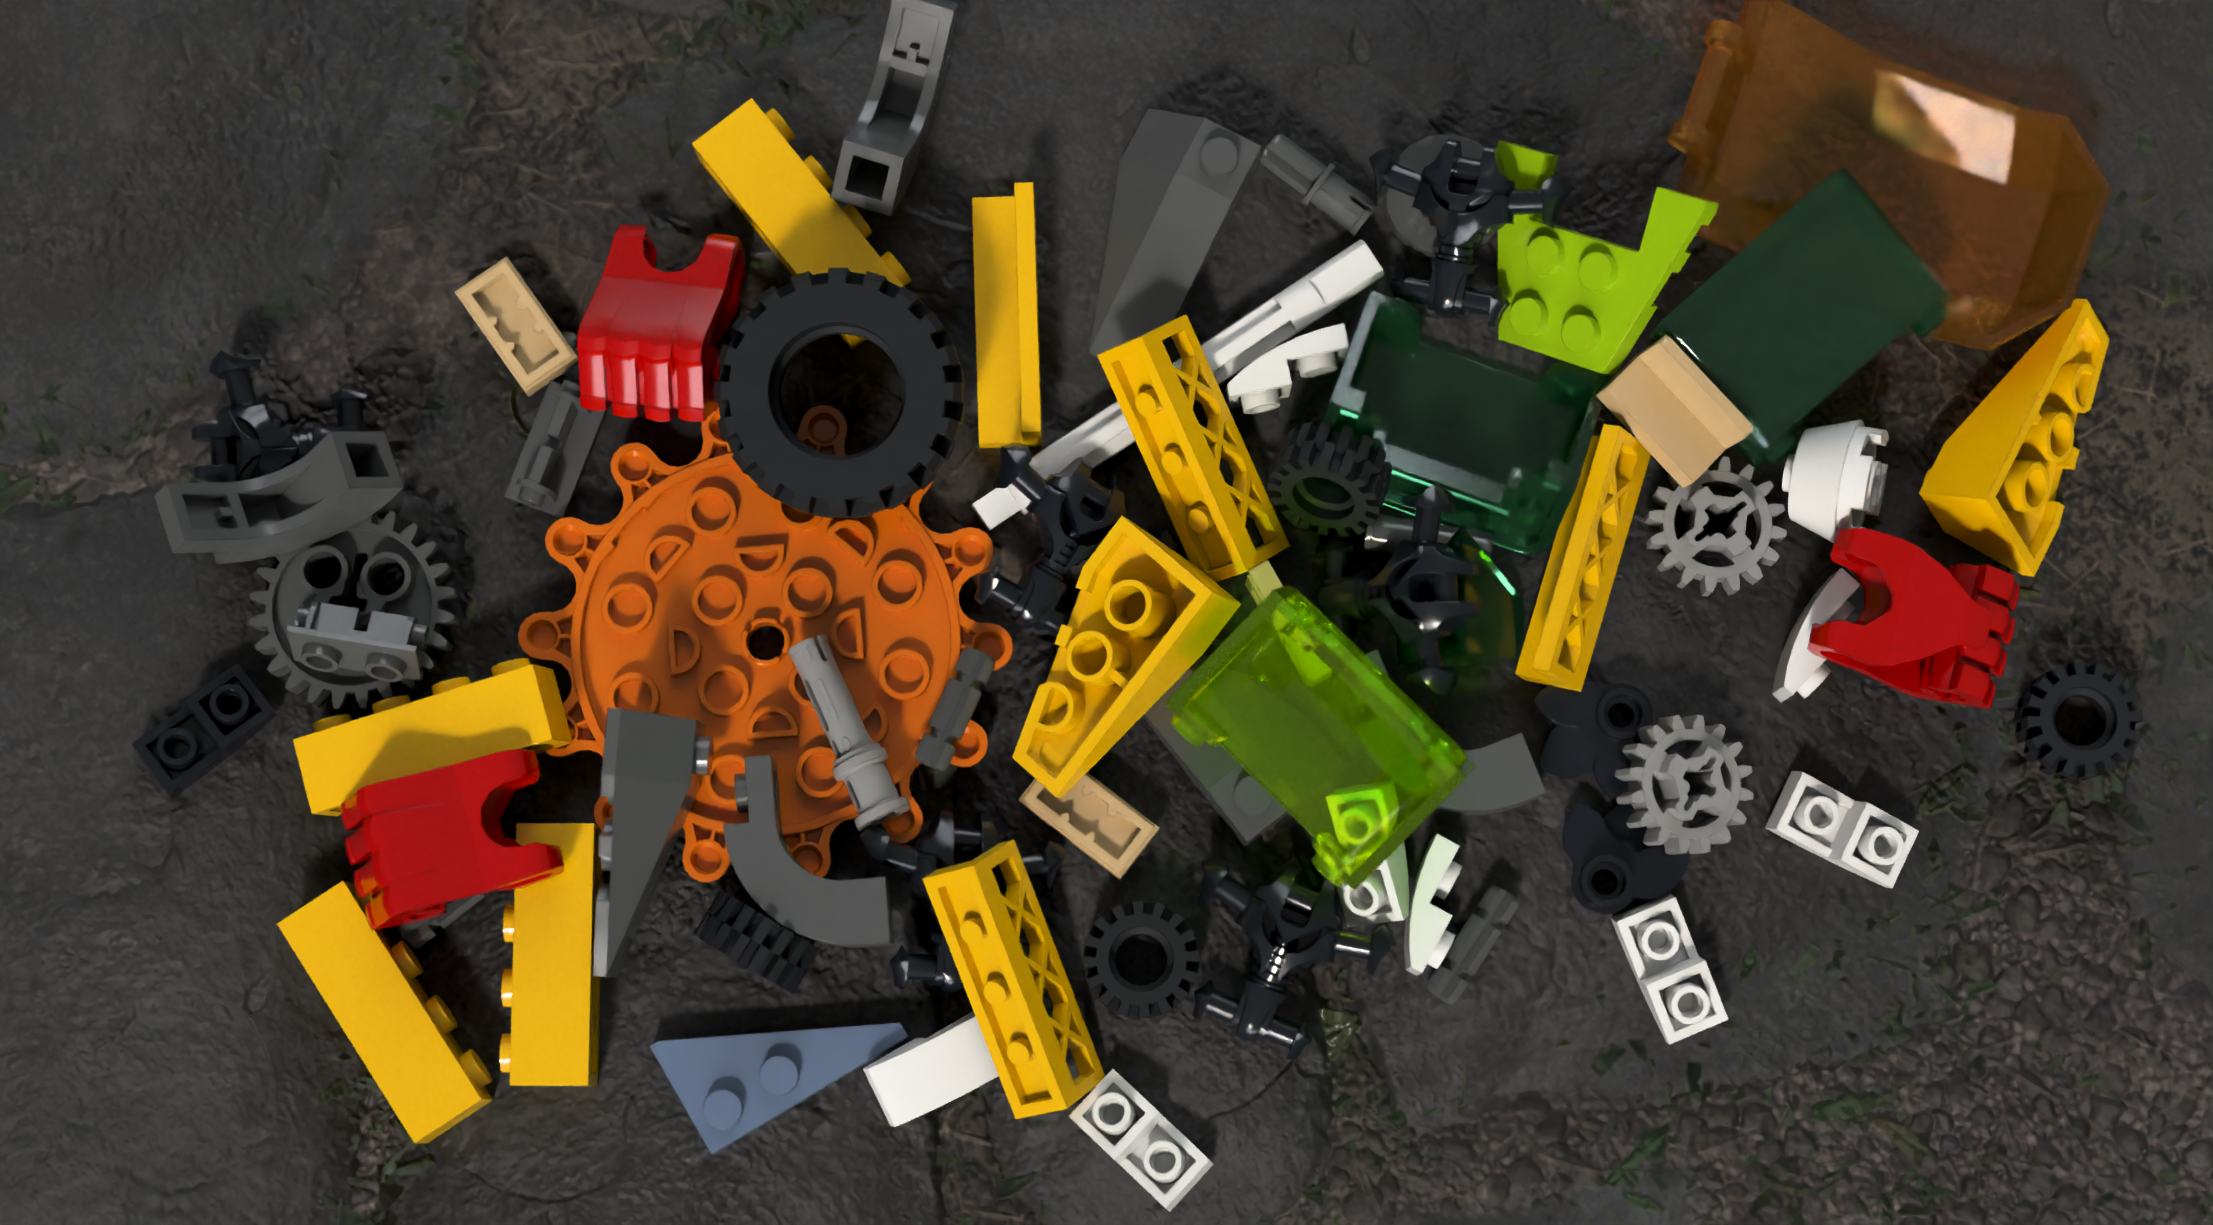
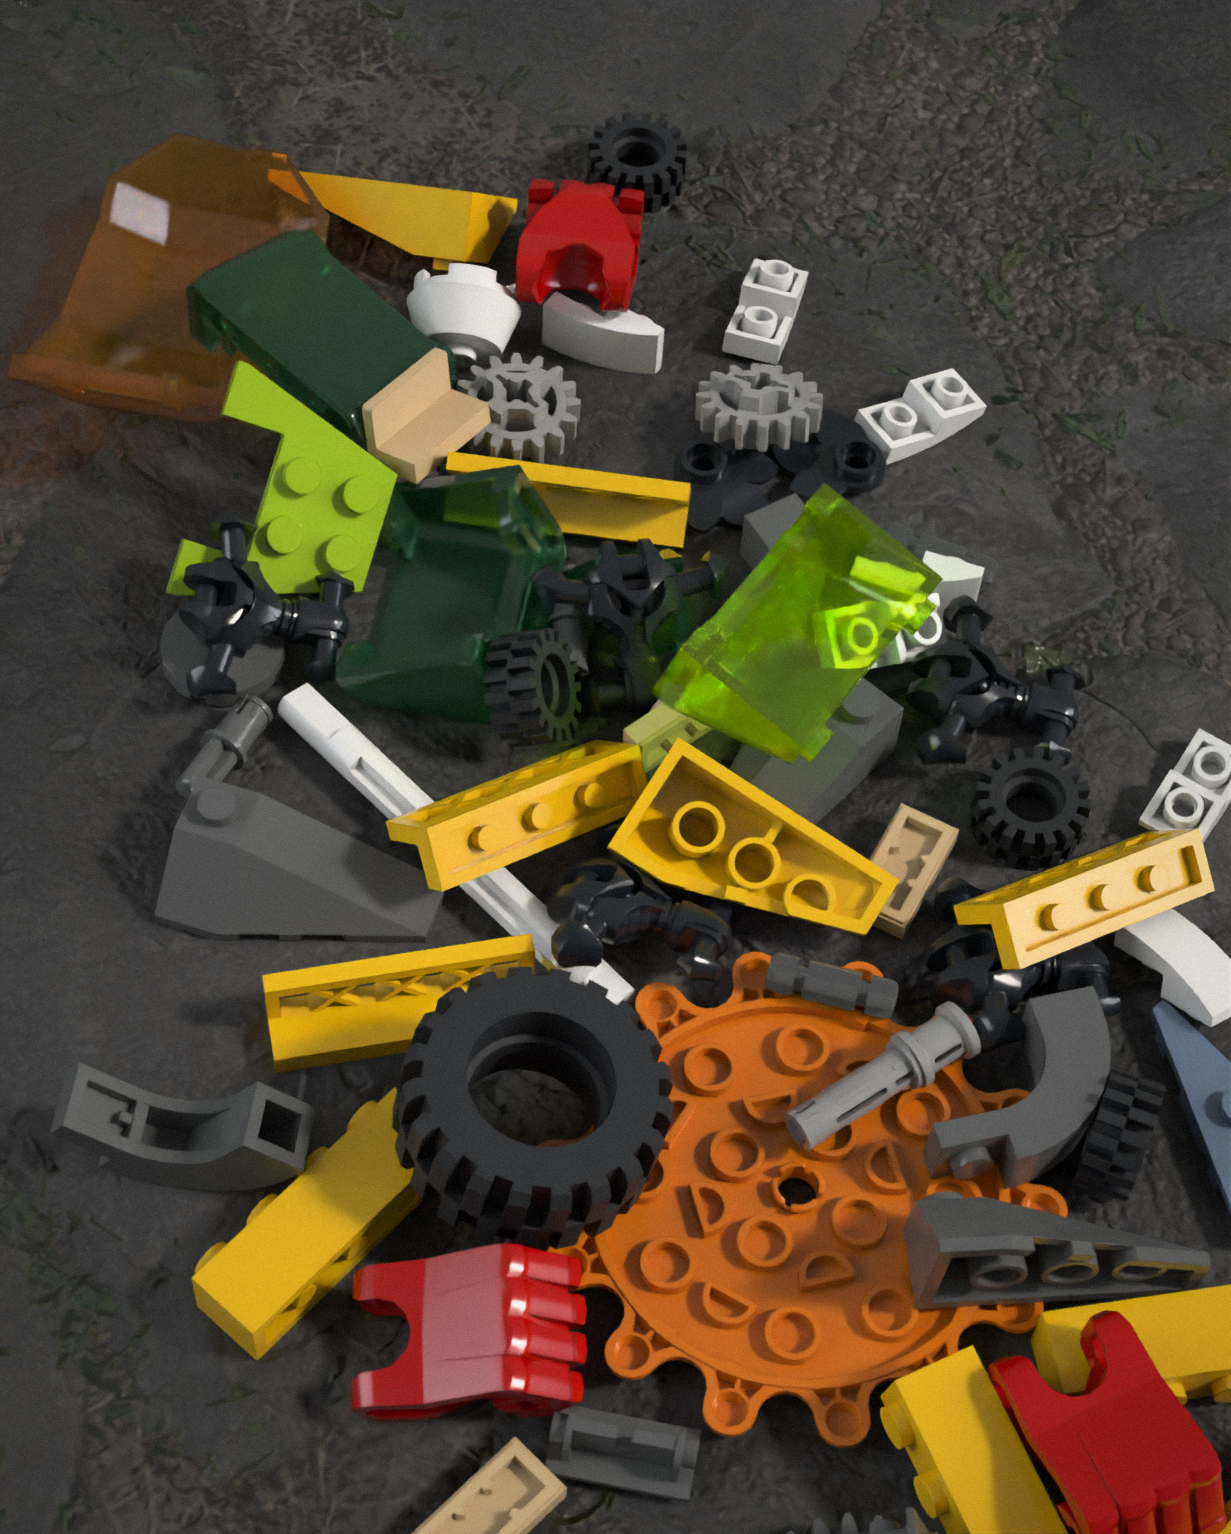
camera: 105 degrees left, 25 degrees down
(1268, 377) = (418, 755): white slope -> none

